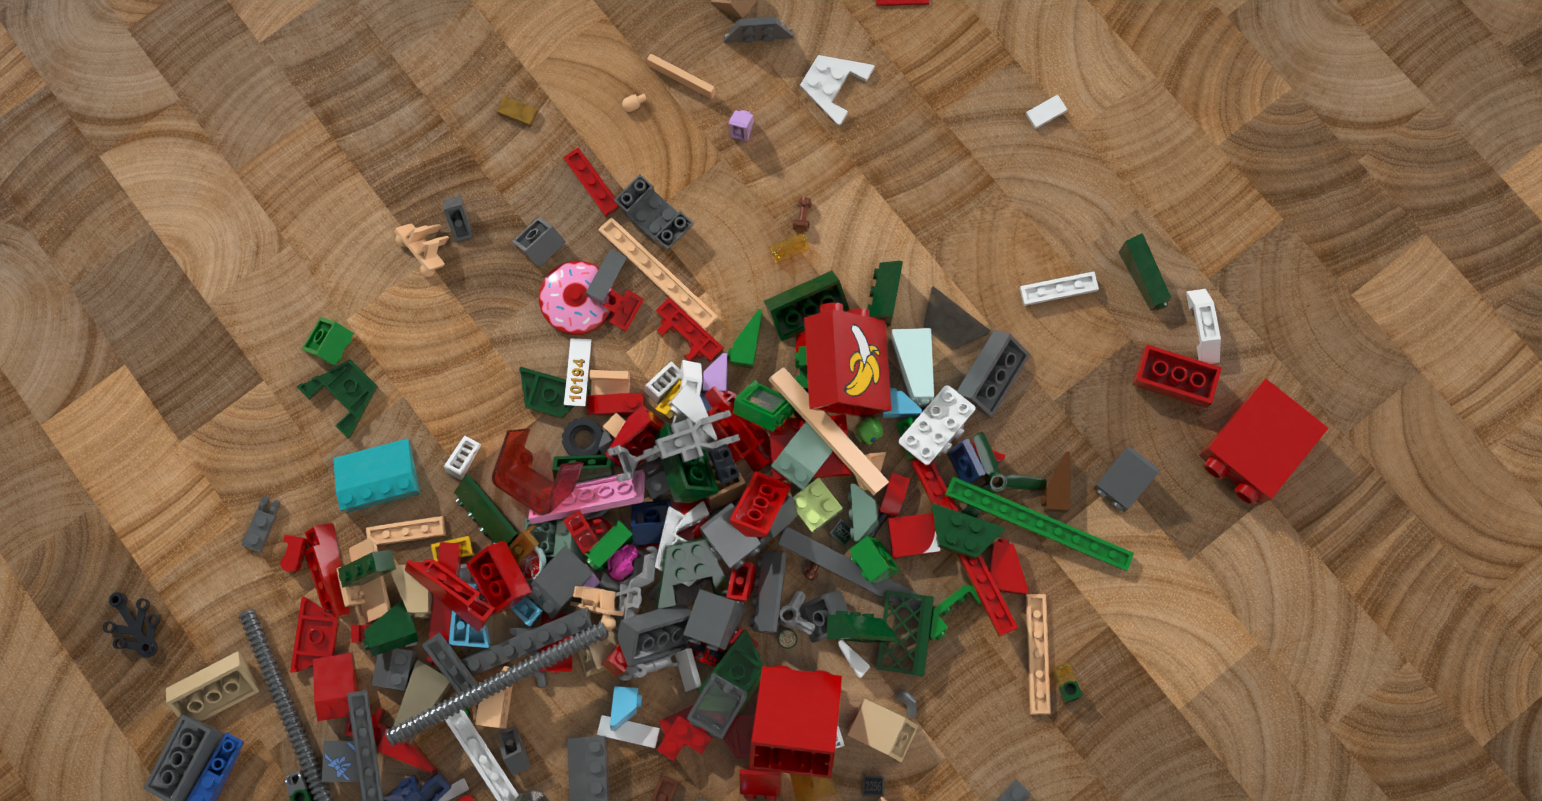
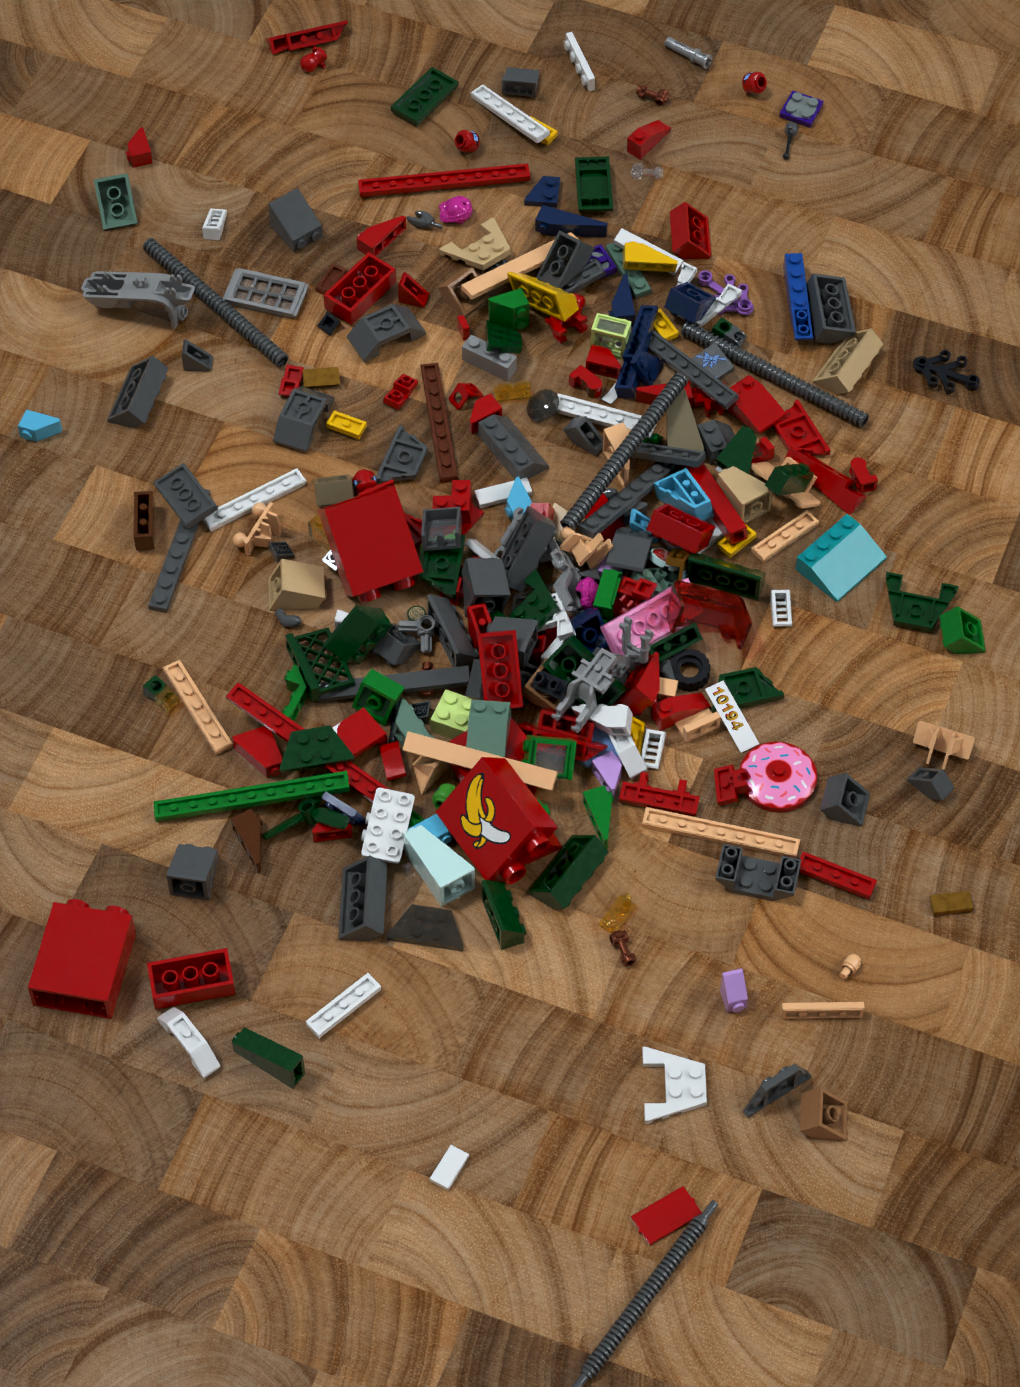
camera: 145 degrees right, 20 degrees down
(261, 525) = (904, 482): dark grey hinge -> none
(451, 591) = (709, 494): red wedge -> none
(606, 276) = (763, 800): dark grey tile -> none

